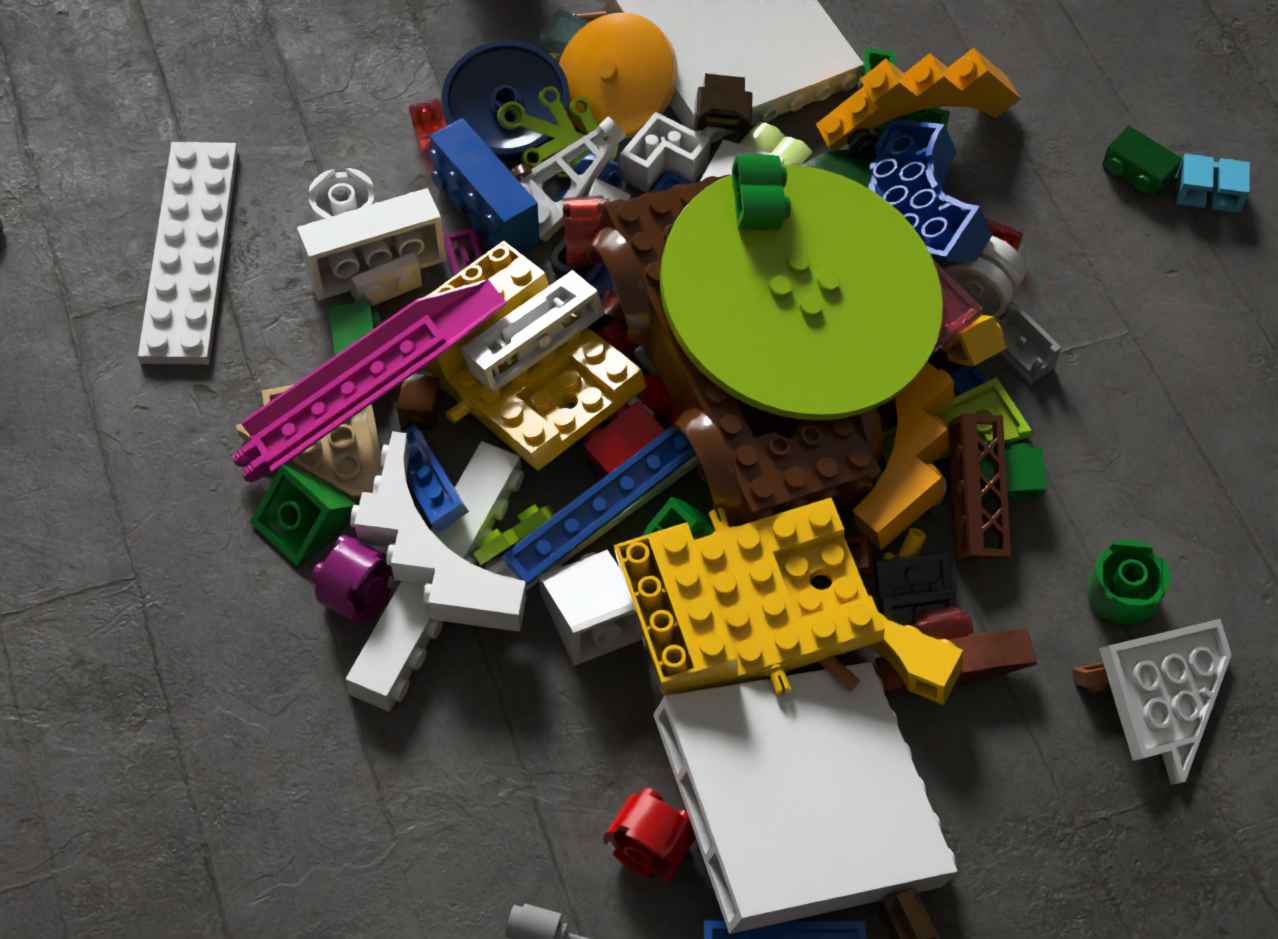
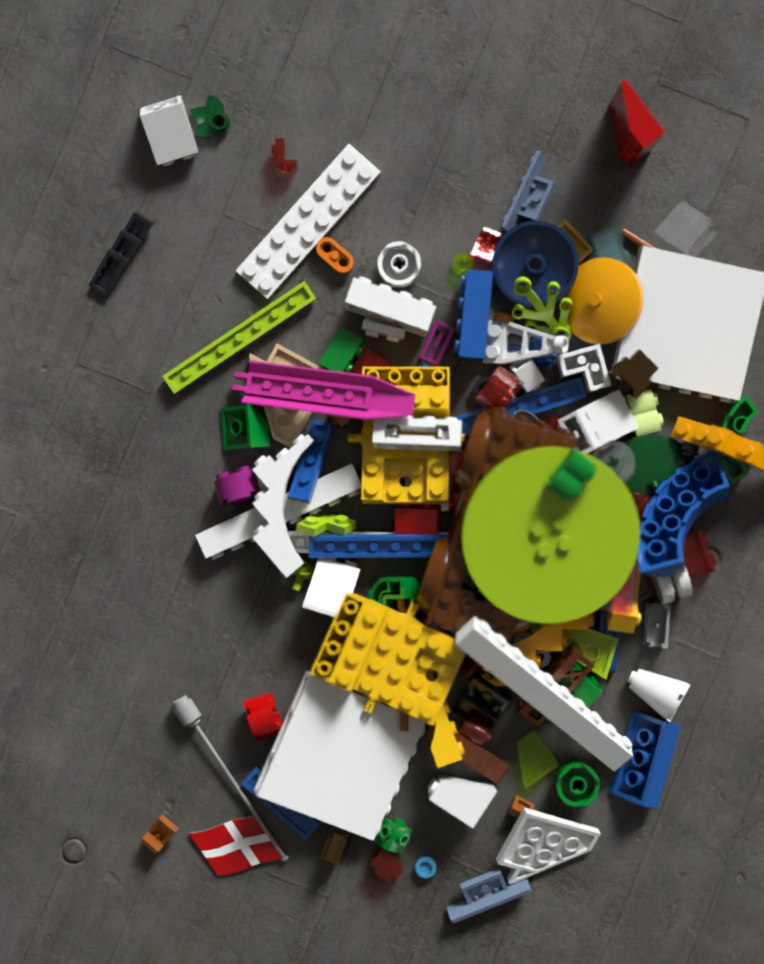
camera: 45 degrees right, 30 degrees up
(101, 209) = (278, 153): none -> clear red bracket
(204, 427) = (239, 337): none -> lime plate
(255, 256) = (335, 255): none -> orange plate
(418, 163) = (462, 257): none -> clear neon green plate
(437, 48) = (532, 195): none -> sand blue bracket
(534, 623) = (303, 572): none -> lime plate
(976, 845) = (393, 835): none -> green brick
(977, 489) = (544, 693): none -> white brick
(1005, 895) = (386, 864): none -> clear red brick
(1011, 715) = (461, 796): none -> white slope
(1046, 604) = (534, 758): none -> clear neon green wing
(1058, 860) = (425, 867): none -> dark azure tile
(1105, 405) = (659, 691): none -> white cone
(1167, 818) = (485, 893): none -> sand blue bracket
(1172, 495) = (645, 773): none -> blue slope

